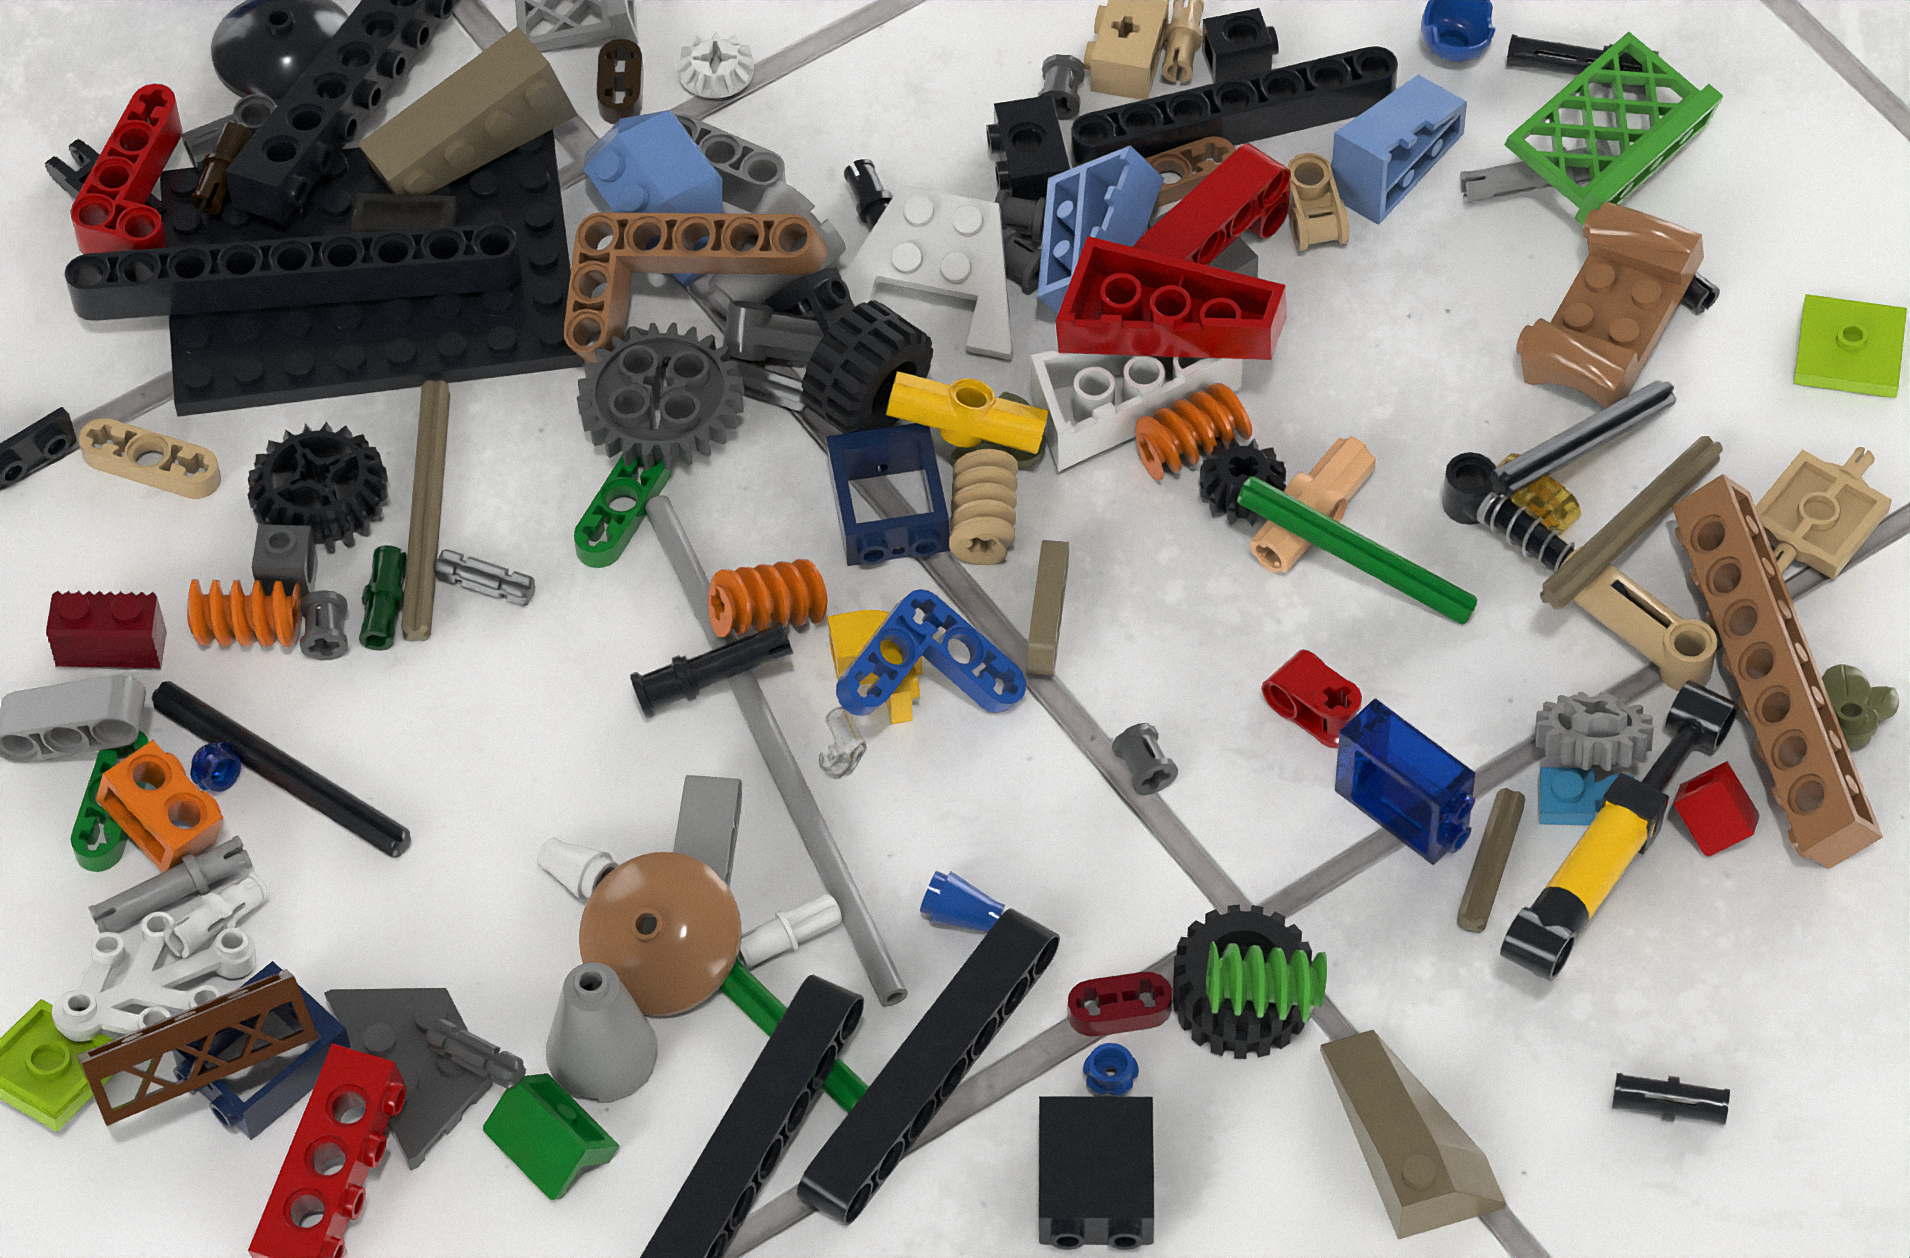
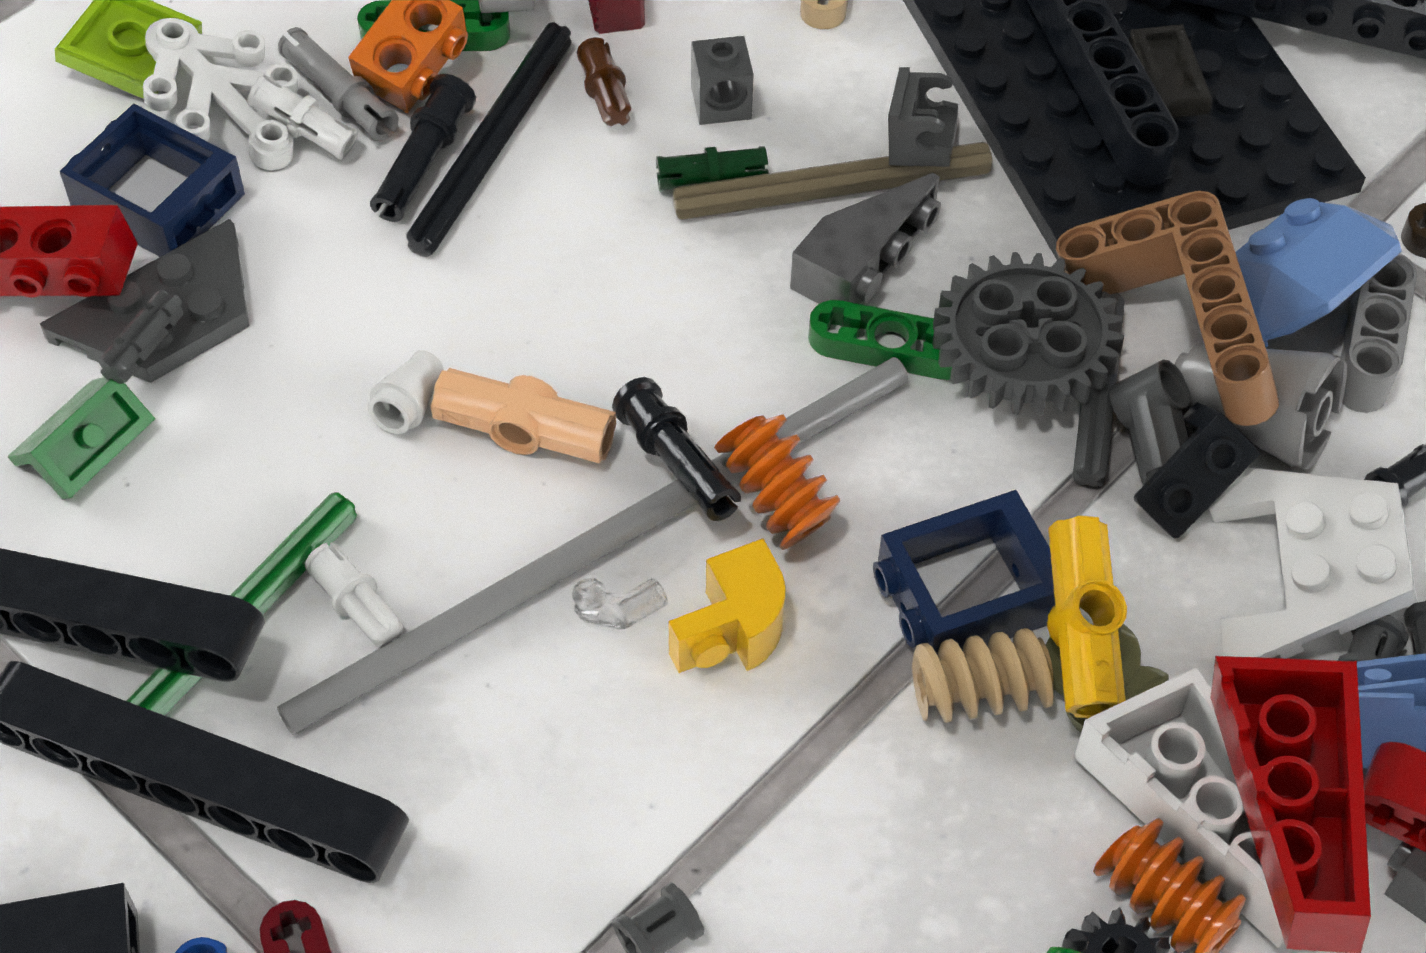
camera: 75 degrees right, 0 degrees up
(190, 1026) = (120, 95): reddish brown fence -> none
(215, 767) = (485, 82): clear blue plate -> none
(244, 614) = (656, 63): orange piece -> none
(247, 663) = (604, 81): none -> reddish brown axle
(263, 811) = (432, 129): none -> black pin
(319, 483) = (825, 102): black gear -> none
(323, 625) = (662, 127): dark grey bush -> none
(396, 423) = (919, 128): none -> dark grey hinge
(470, 118) = (1318, 88): dark tan wedge -> none
(485, 577) = (760, 245): axle -> none
(526, 507) = (858, 244): none -> flat silver slope
(599, 1037) = (186, 441): light grey cone -> none
(632, 780) = (523, 415): none -> light nougat piece
(693, 937) = (323, 473): medium nougat dish -> none
(710, 822) = (450, 495): light grey beam -> none
(857, 365) = (1132, 489): black tyre -> none
(917, 641) = (734, 623): blue beam -> none
(959, 904) = (414, 759): blue cone -> none
(1048, 607) = (858, 776): dark tan beam -> none

